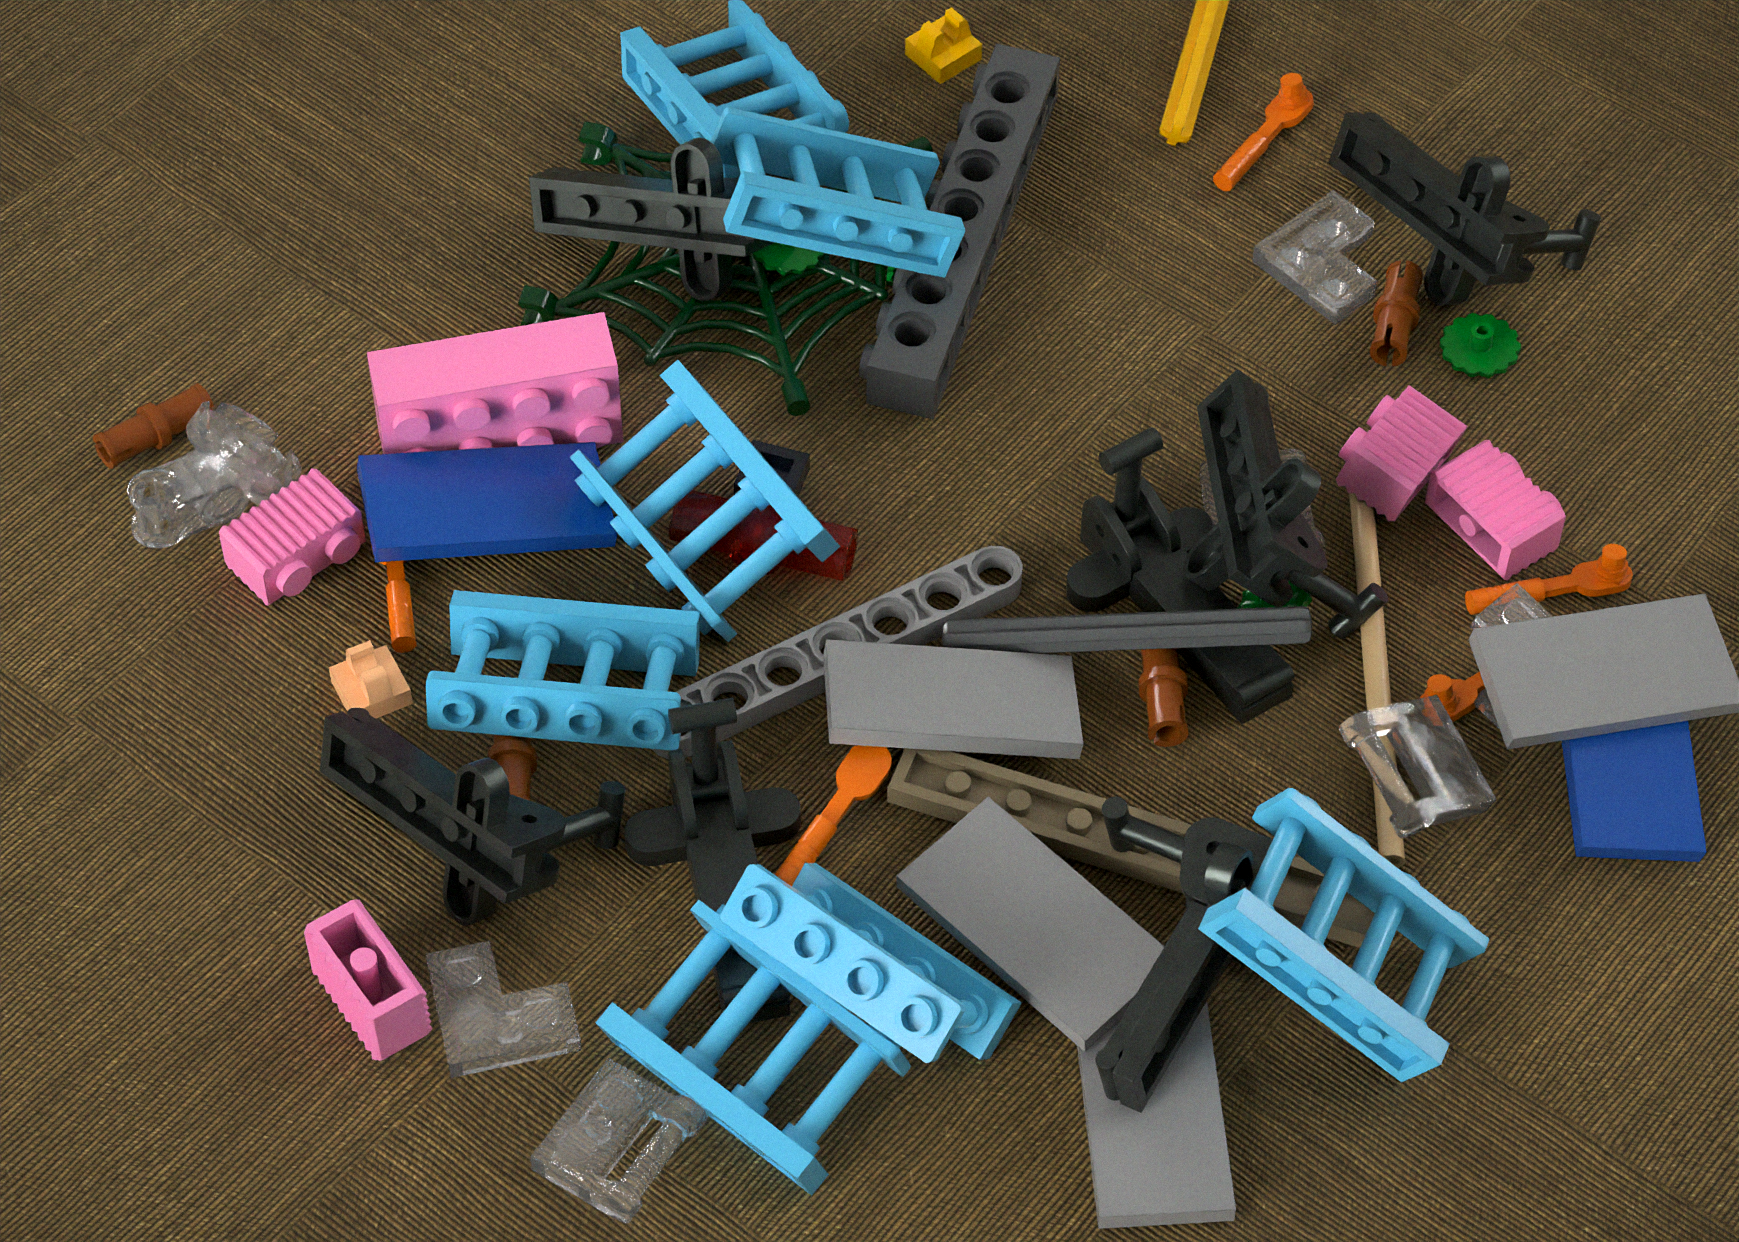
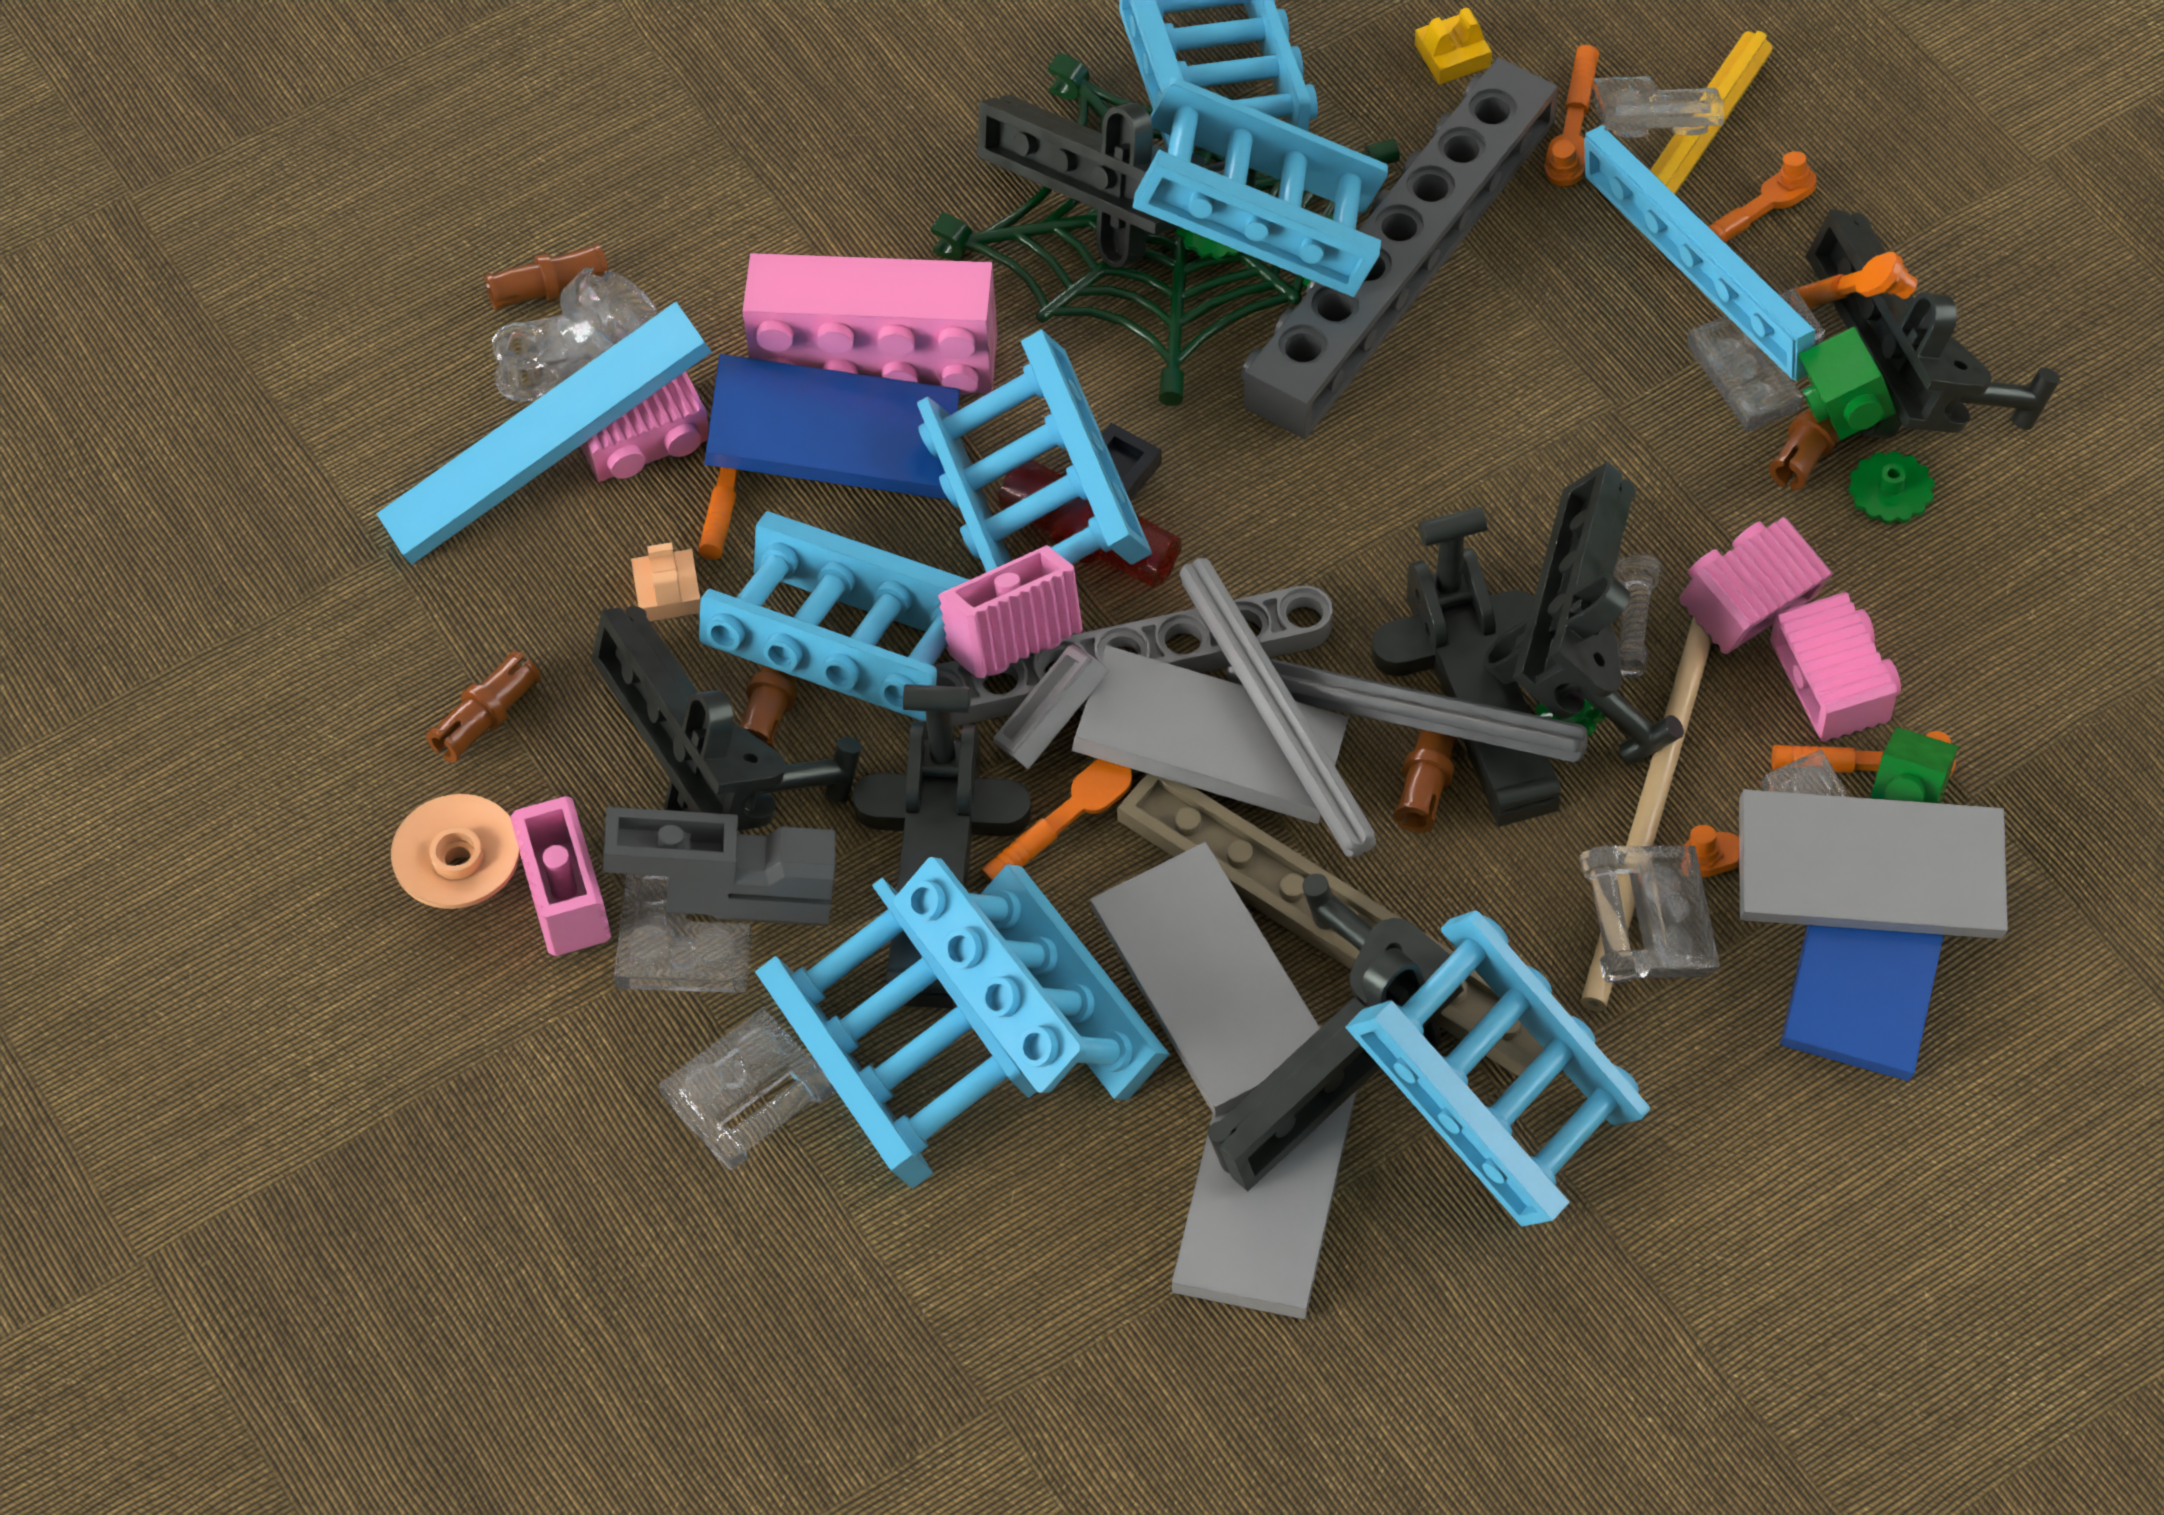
camera: 20 degrees right, 5 degrees up
(207, 567) = (543, 433): none -> medium azure tile
(228, 840) = (483, 706): none -> dark orange pin
(246, 961) = (450, 830): none -> light nougat dish
(534, 935) = (724, 872): none -> dark grey plate
(729, 628) = (1011, 612): none -> bright pink brick
(791, 708) = (1050, 705): none -> light grey tile
(1010, 660) = (1278, 708): none -> light grey axle
(1081, 117) = (1566, 151): none -> orange piece
(1136, 62) = (1635, 105): none -> clear plate
(1242, 175) = (1698, 252): none -> medium azure tile
(1418, 156) = (1878, 276): none -> orange piece
(1421, 258) = (1845, 384): none -> green brick
(1606, 579) = (1914, 768): none -> green brick

